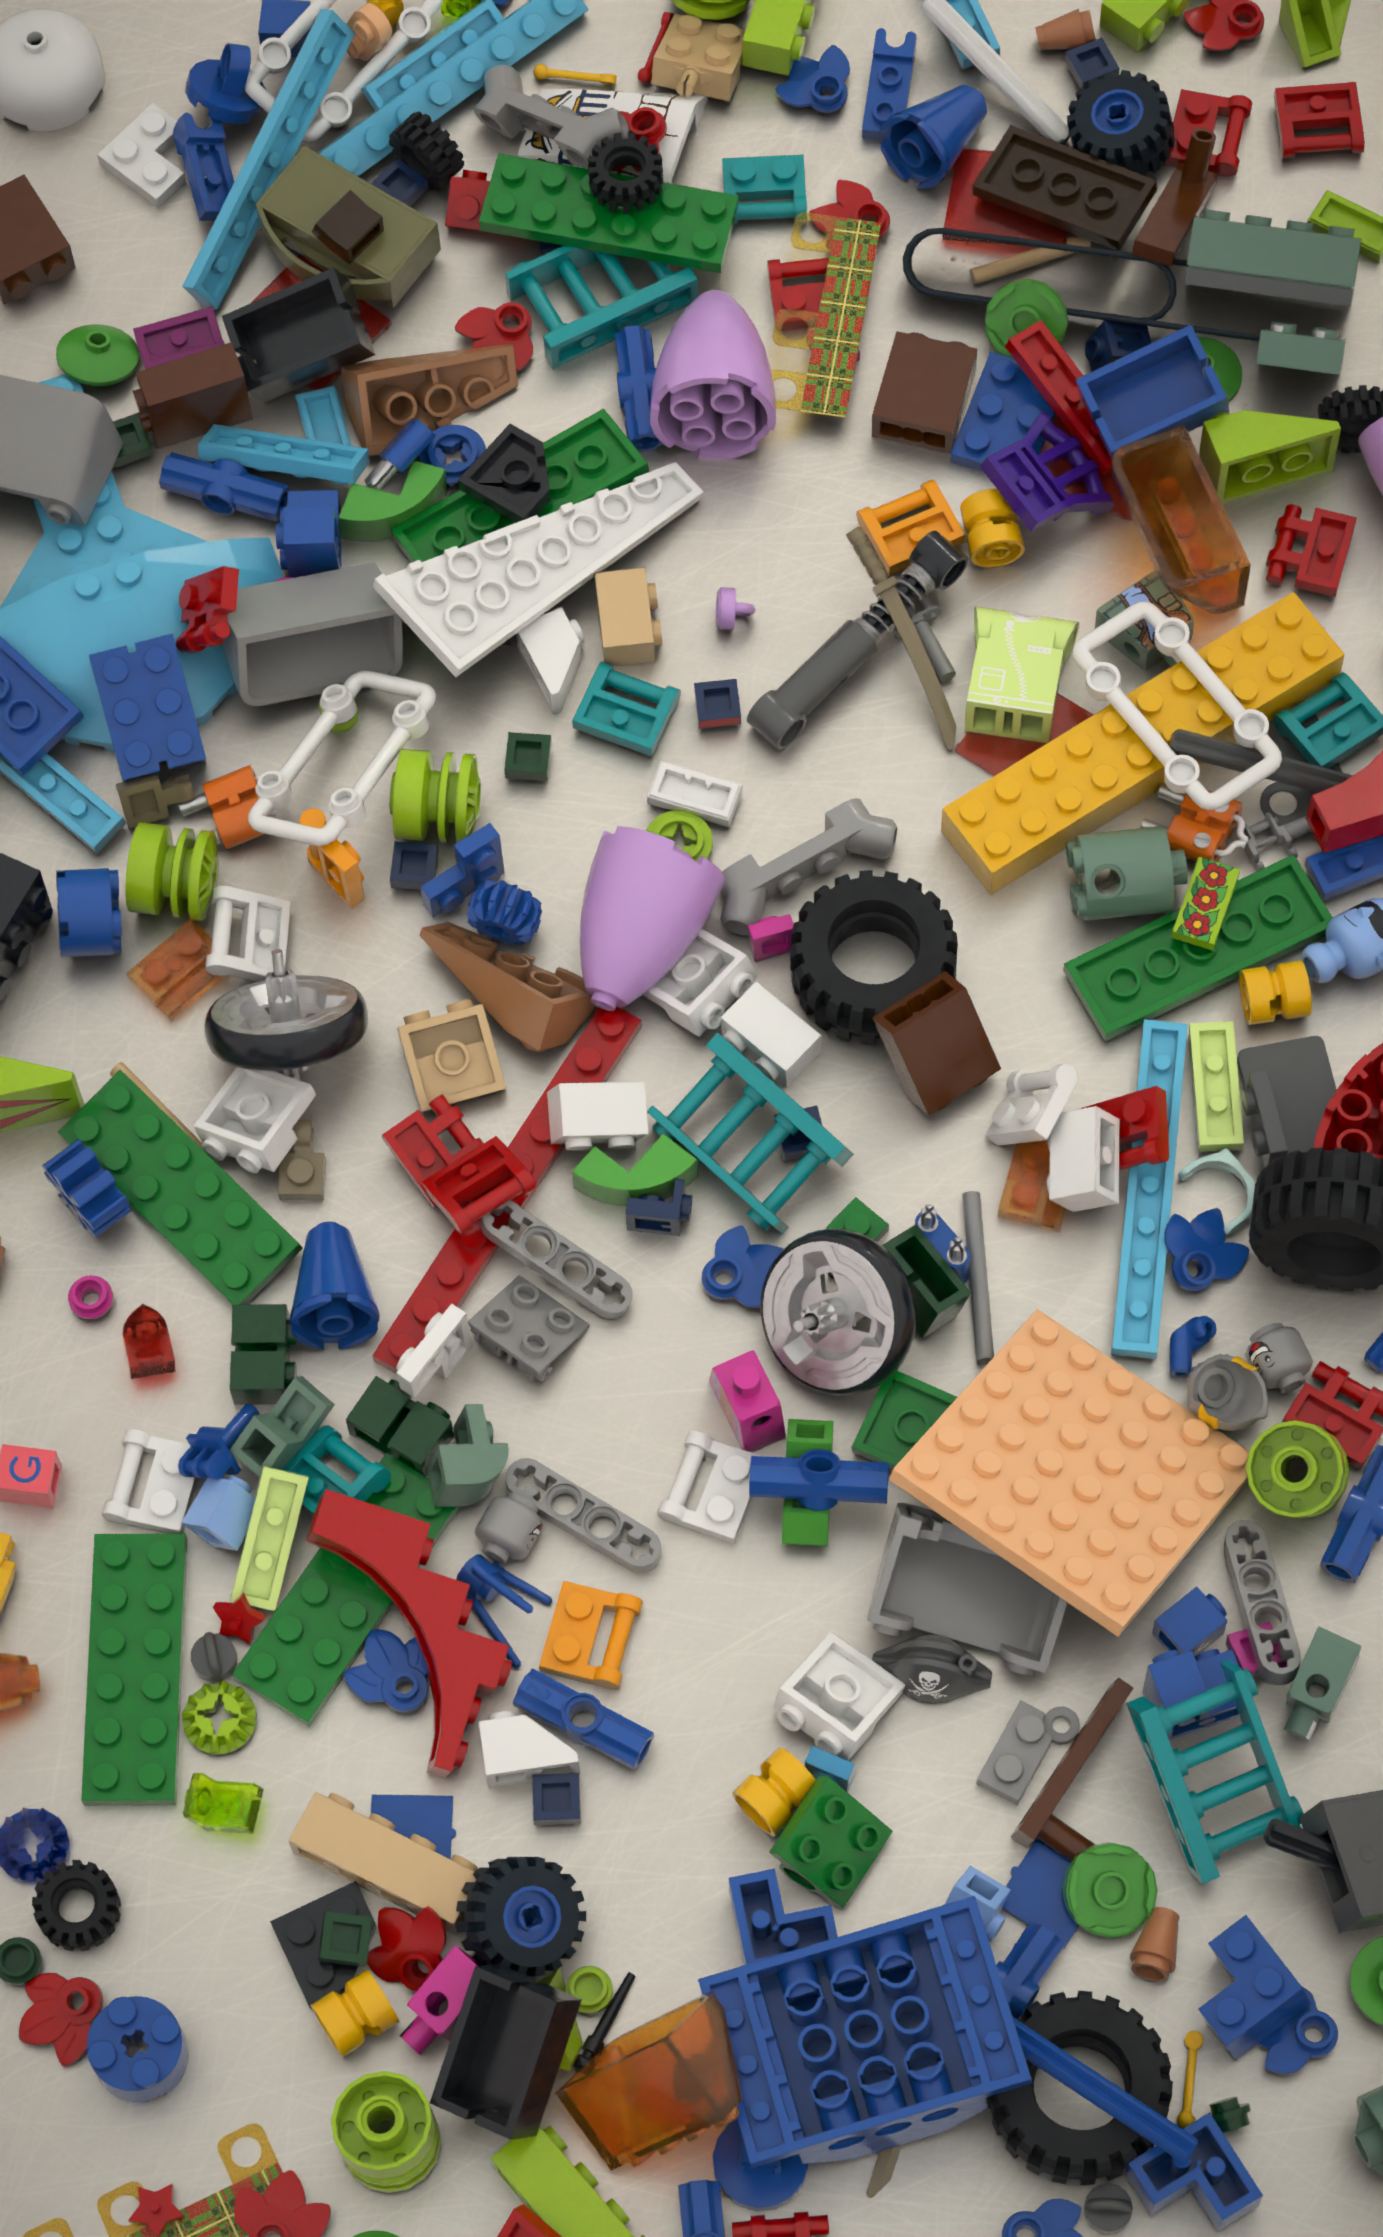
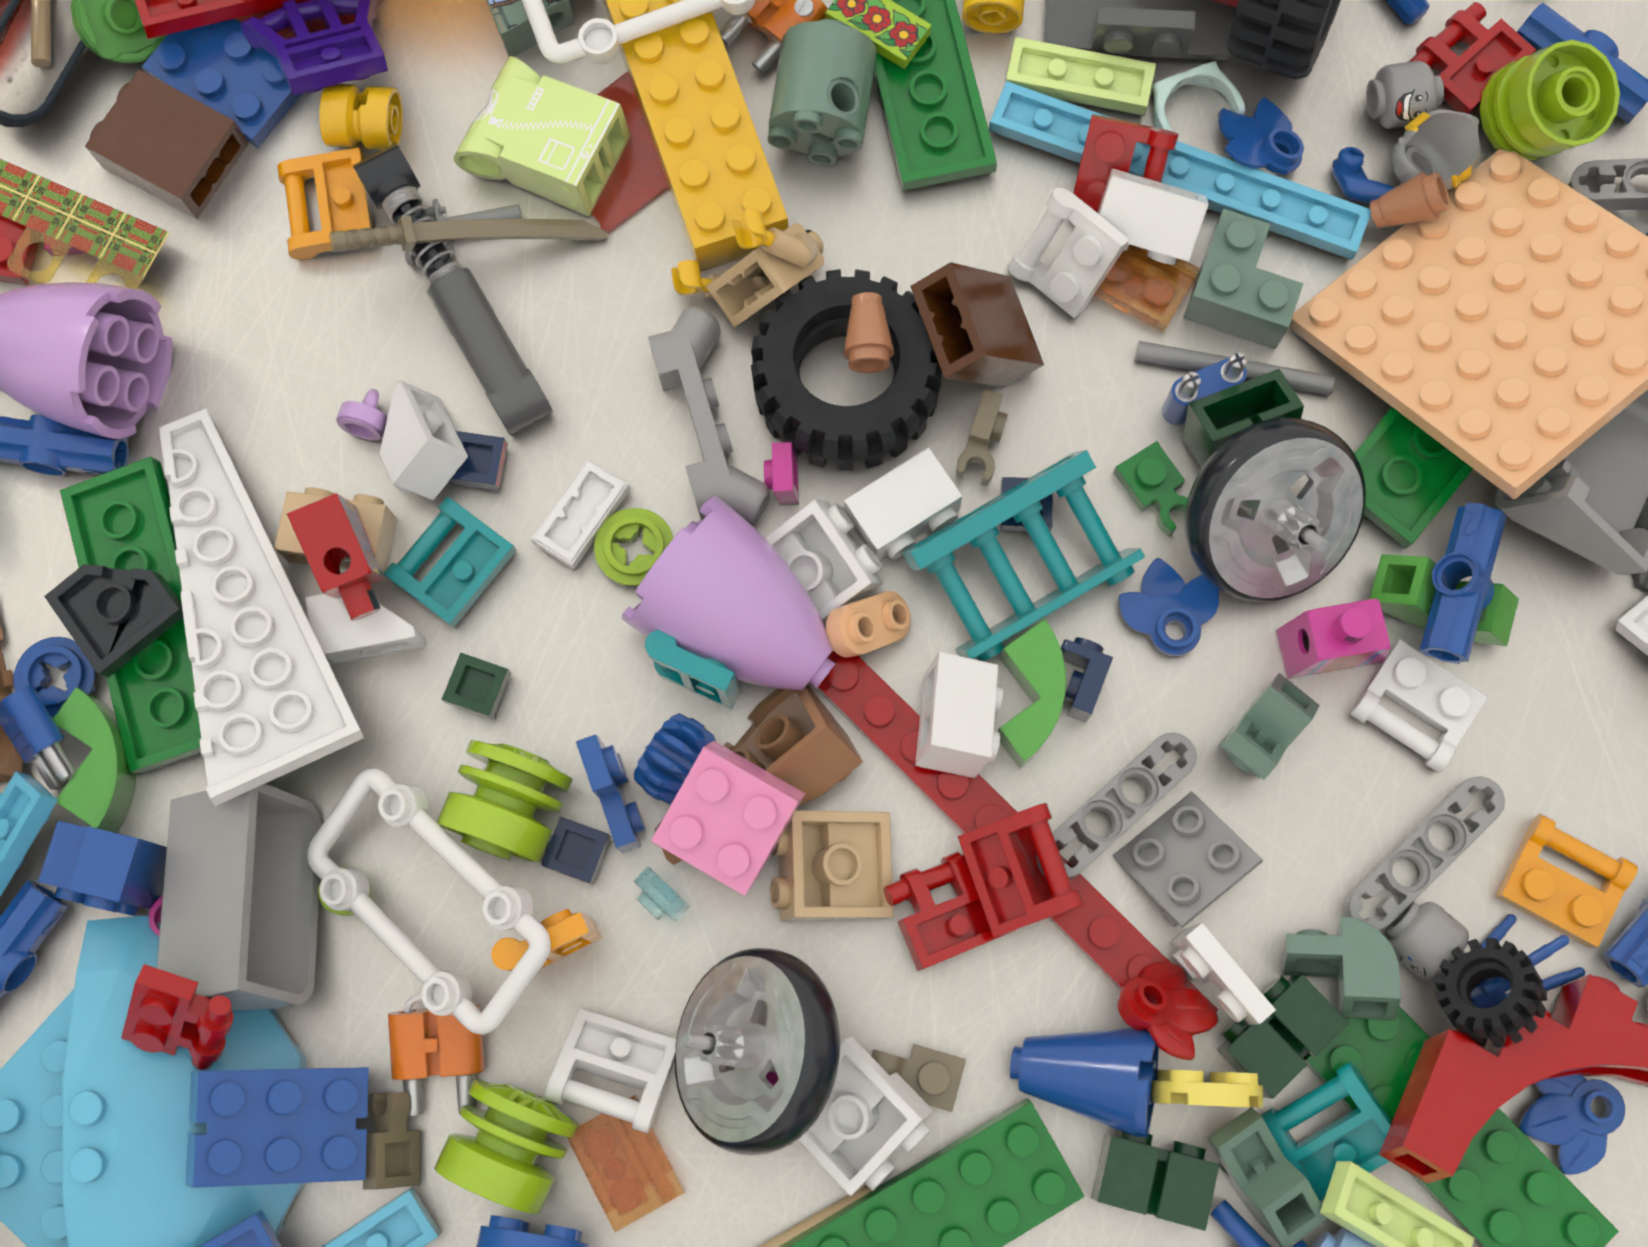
camera: 75 degrees left, 10 degrees up
(342, 1377) = (1224, 1089): none -> light yellow plate
(394, 935) = (659, 897): none -> clear light blue plate
(394, 1325) = (1167, 1008): none -> red plate
(461, 951) = (728, 817): none -> bright pink brick
(469, 1554) = (1485, 963): none -> black tyre
(574, 902) = (697, 674): none -> teal plate
(597, 614) = (330, 534): none -> red torso
(651, 1361) = (1269, 727): none -> sand green brick
(659, 1030) = (868, 624): none -> light nougat plate
(718, 653) = (419, 443): none -> white slope
(855, 1082) = (987, 426): none -> dark tan plate
(890, 948) = (868, 336): none -> nougat cone
(937, 862) = (761, 275): none -> tan torso
(1053, 1246) = (1236, 294): none -> sand green brick
(1169, 1379) = (1412, 201): none -> nougat cone

